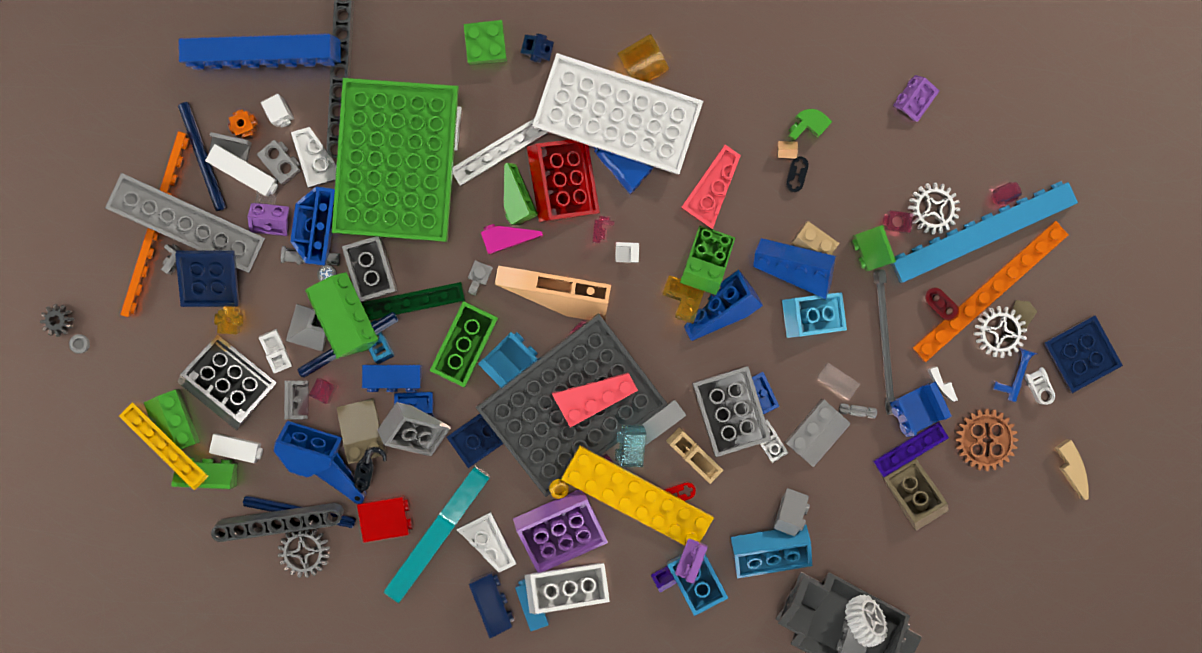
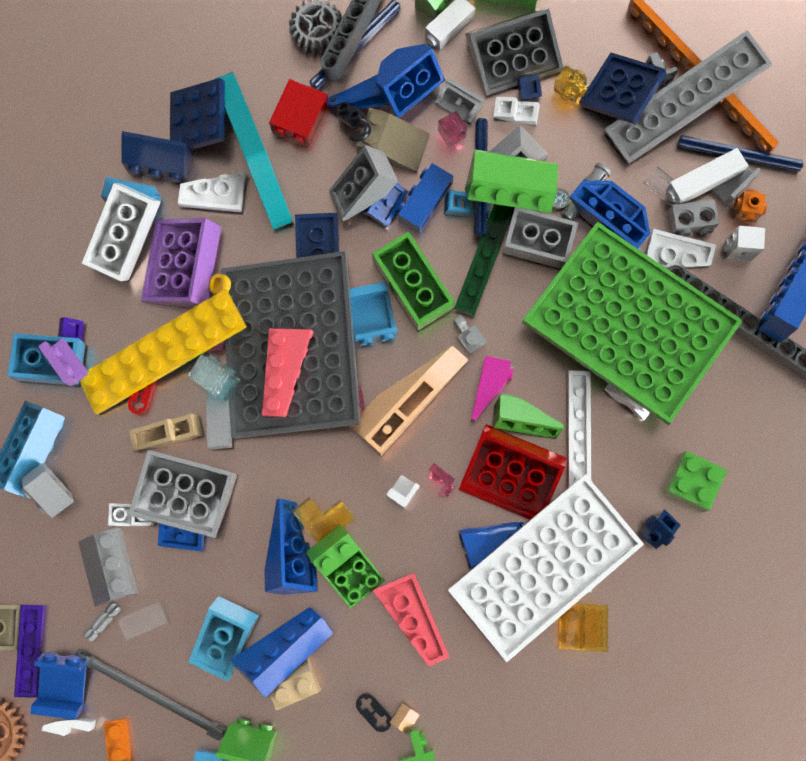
camera: 125 degrees right, 10 degrees down
(250, 352) = (529, 87): none -> dark blue plate
(268, 219) = (645, 176): medium lavender bracket -> none
(437, 594) = (198, 114): none -> dark blue plate

